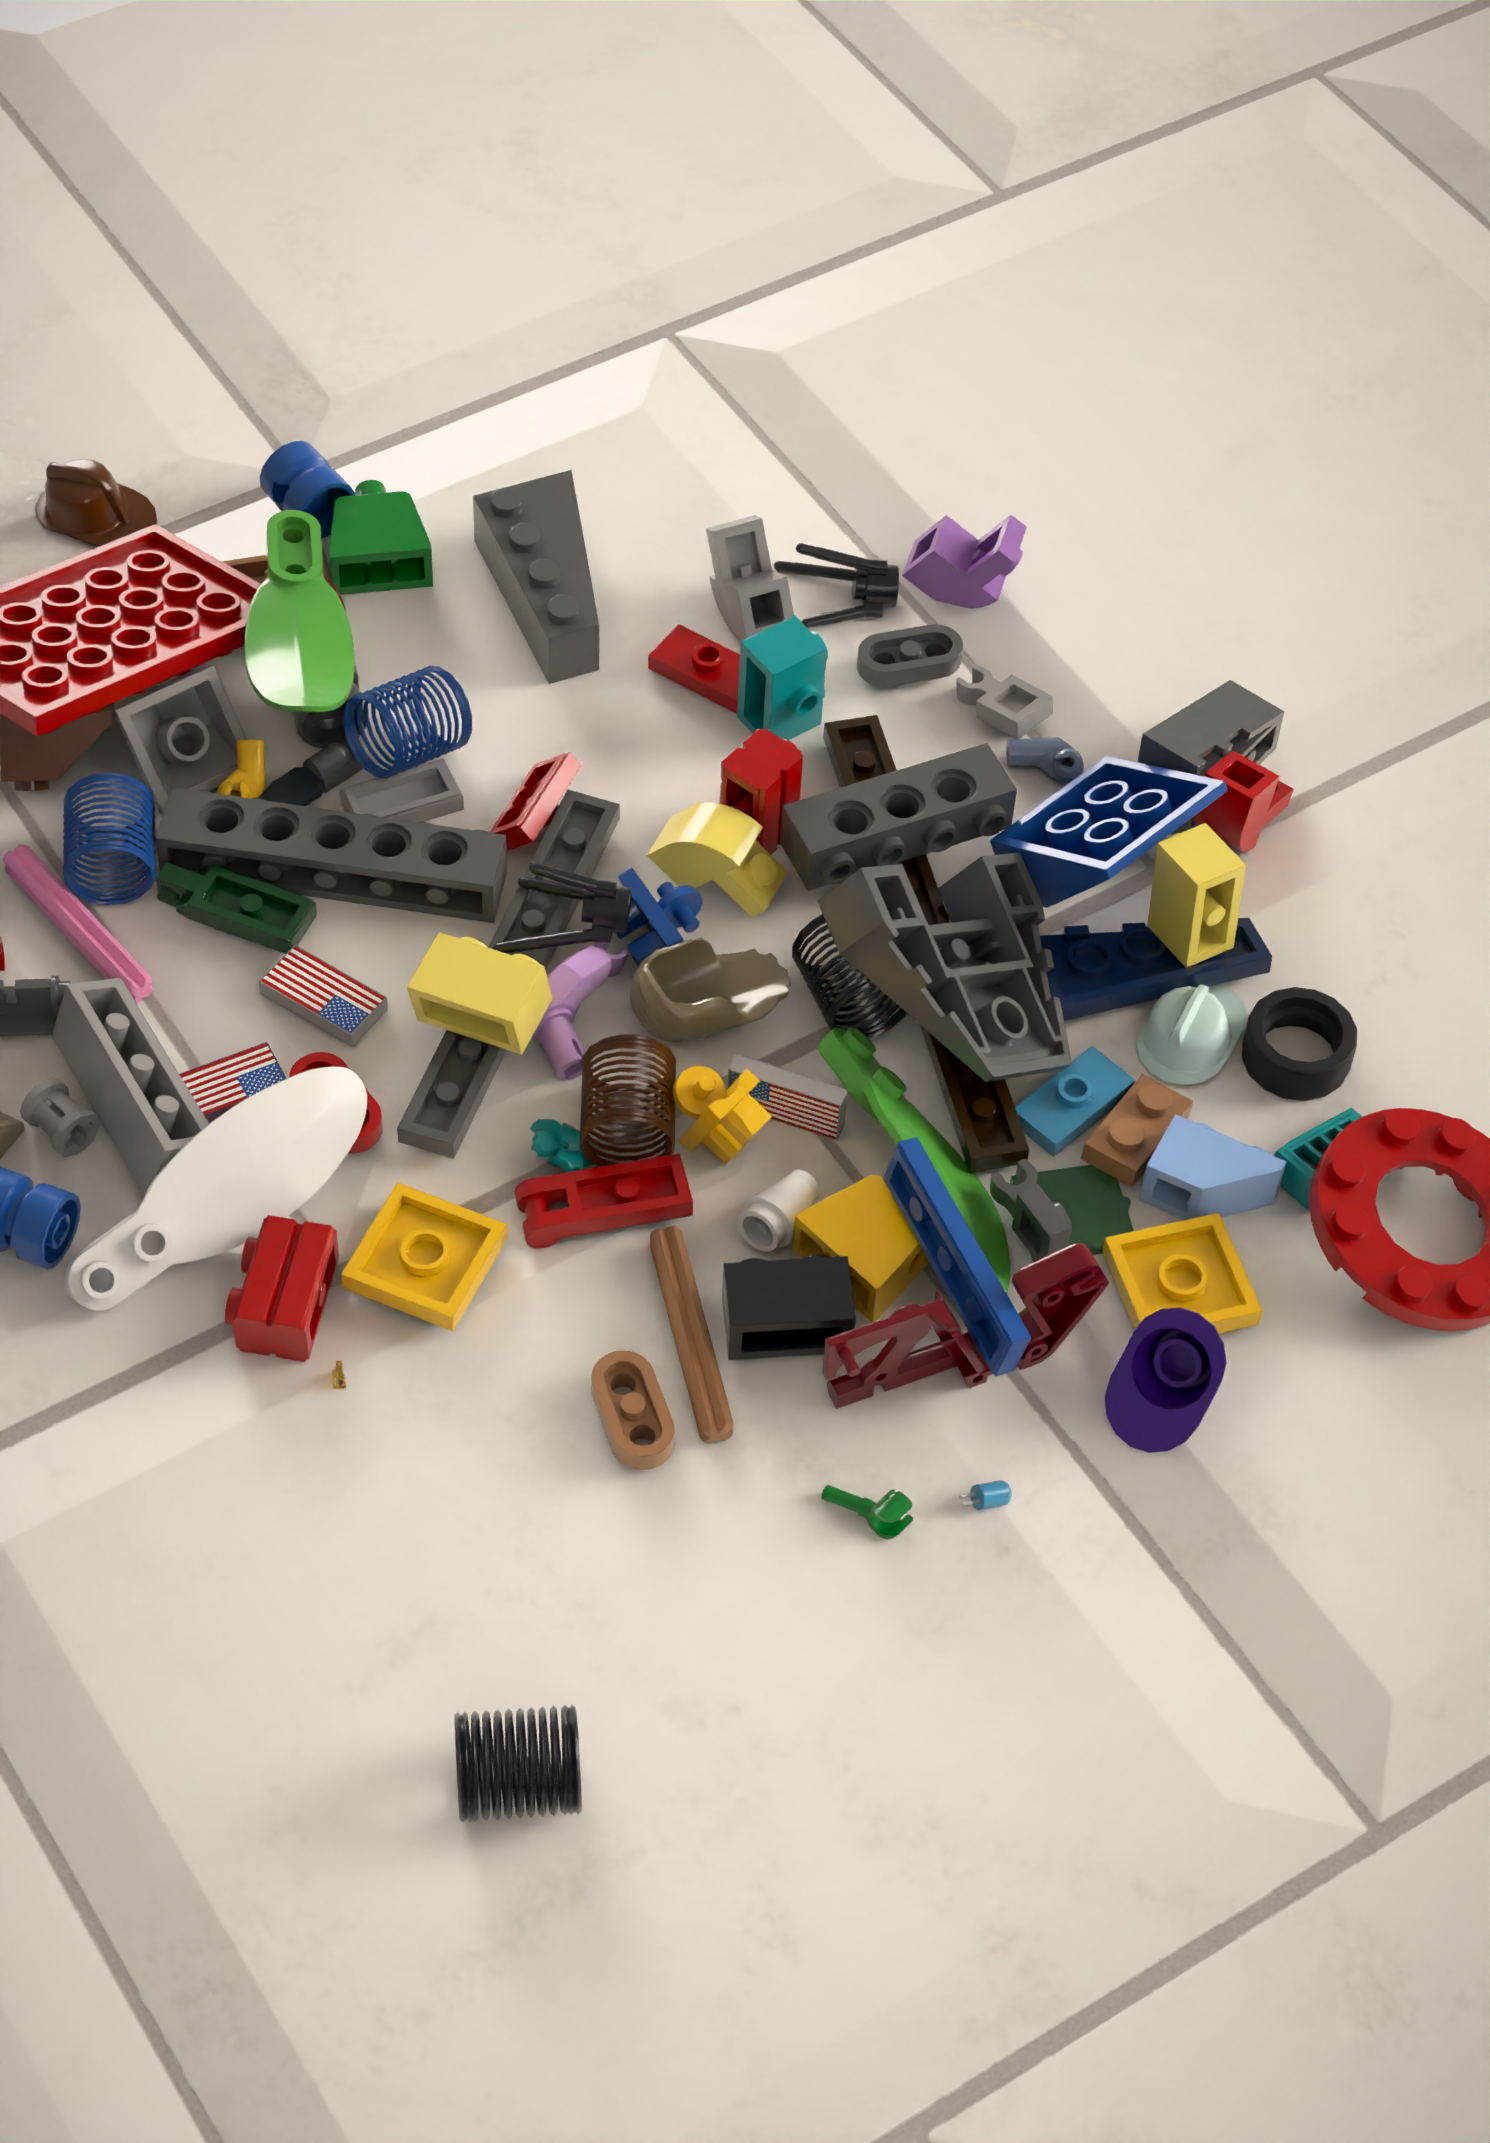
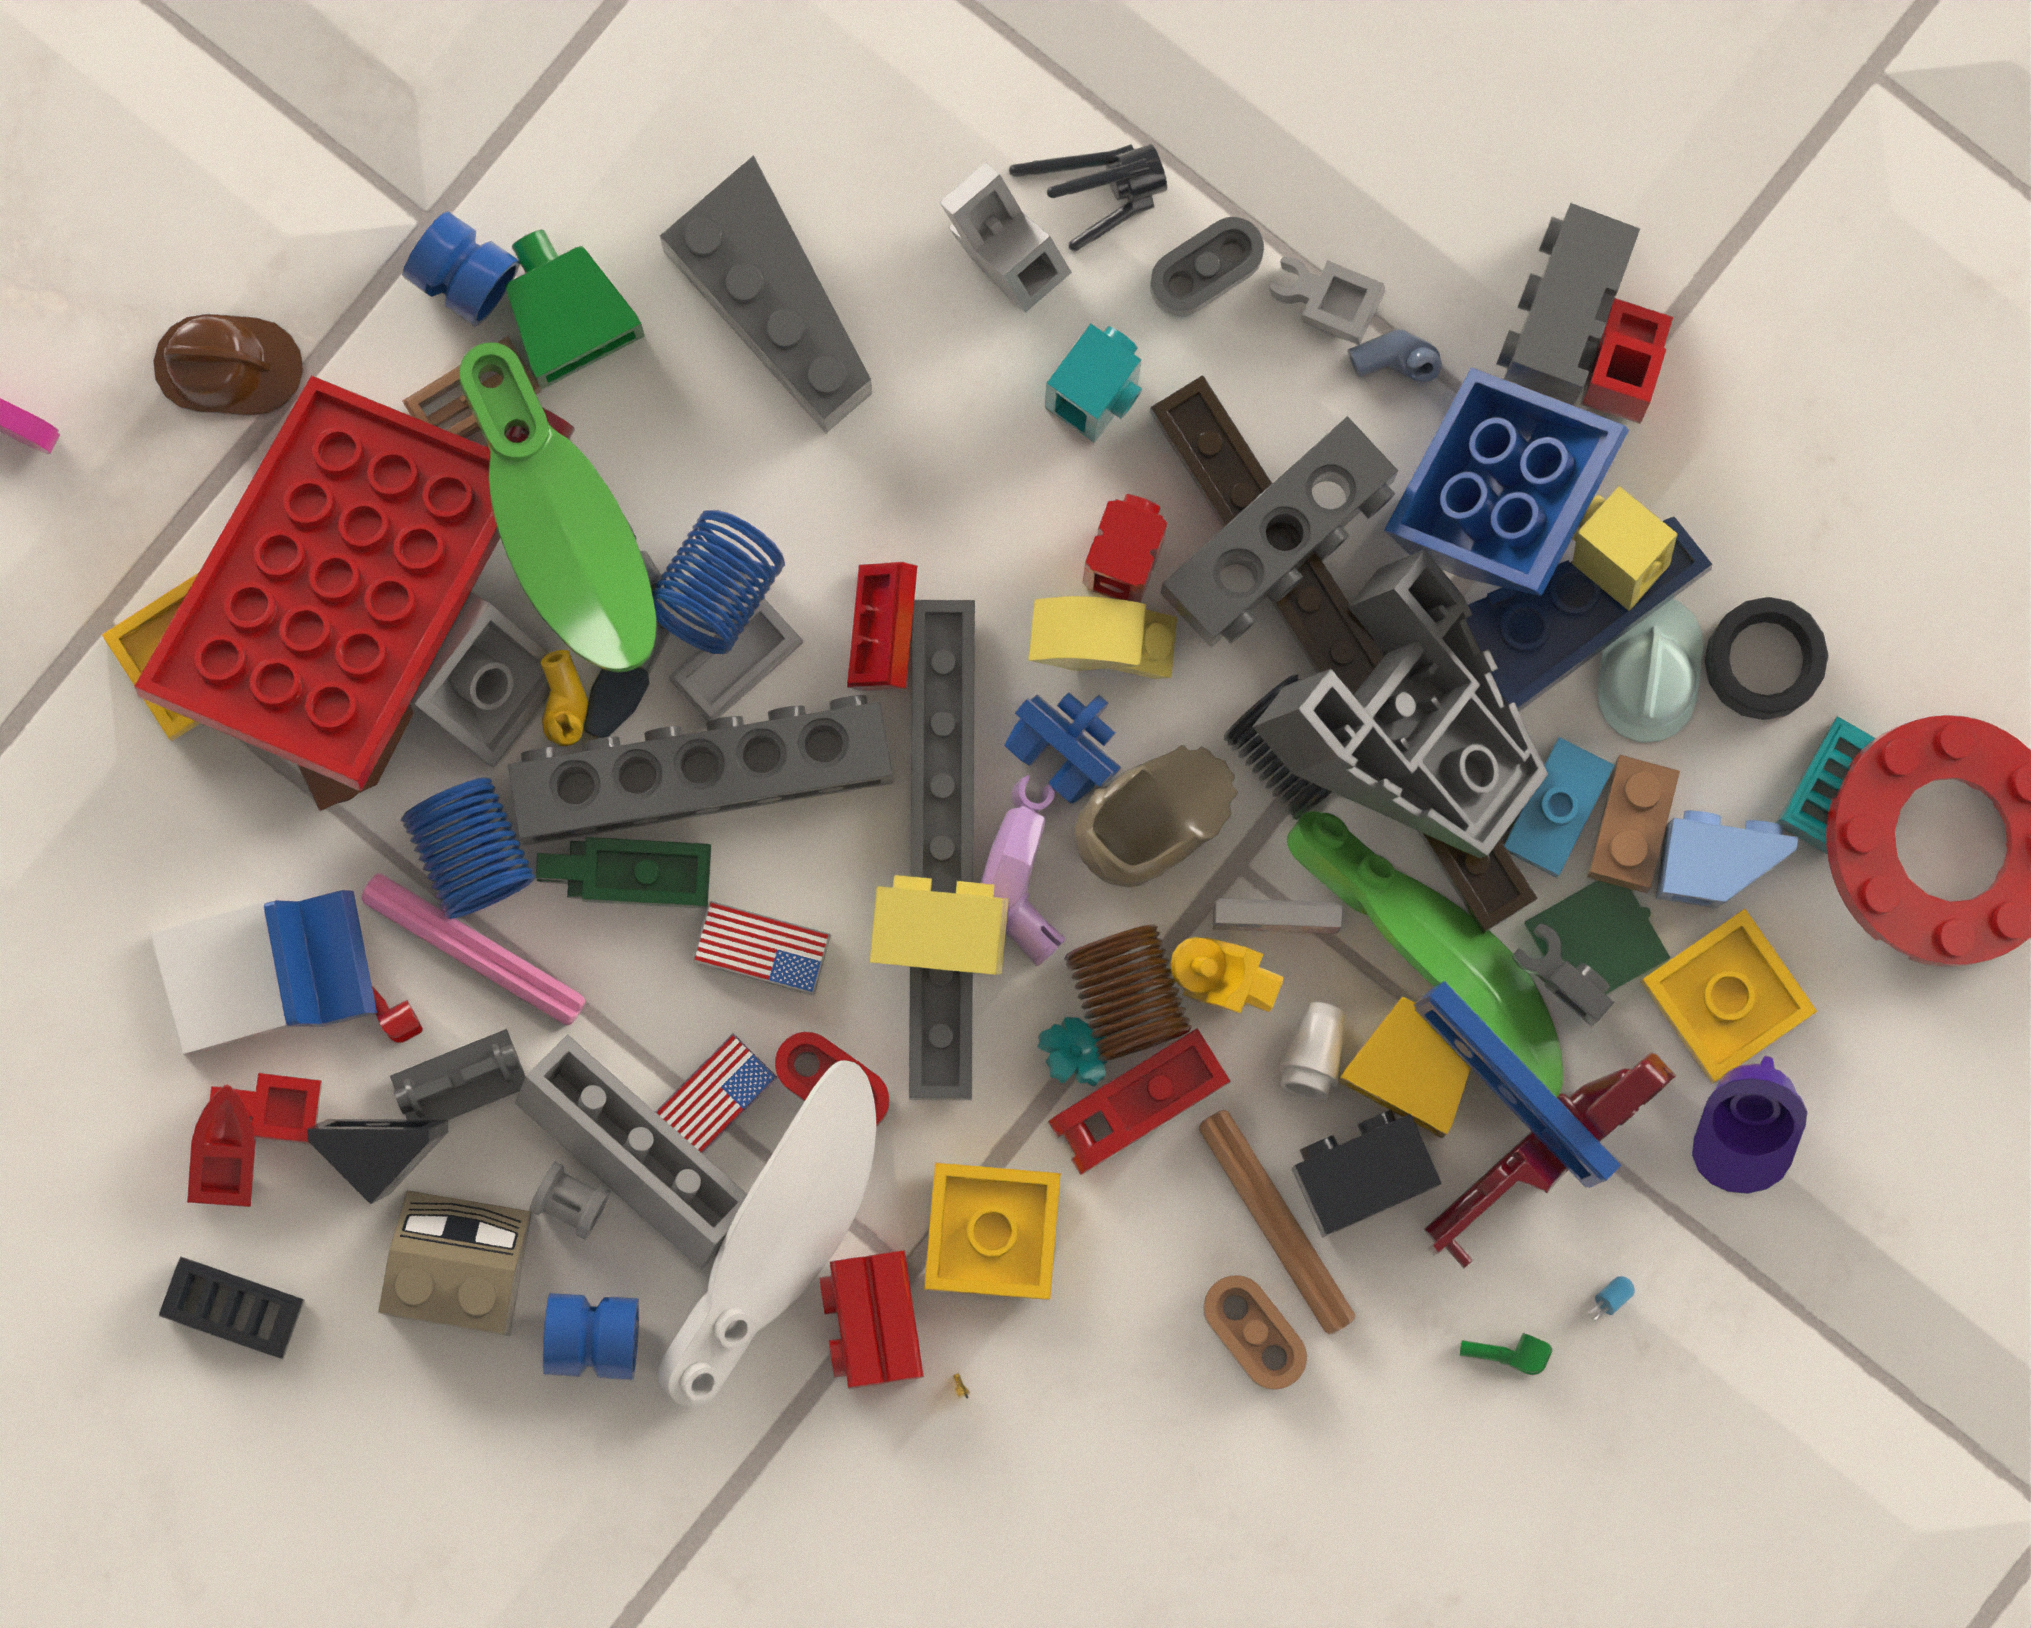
camera: 20 degrees left, 30 degrees up
(603, 906) = (1016, 763): black plant -> none
(698, 666) = (992, 357): red plate -> none
(959, 567) = (1226, 116): medium lavender brick -> none

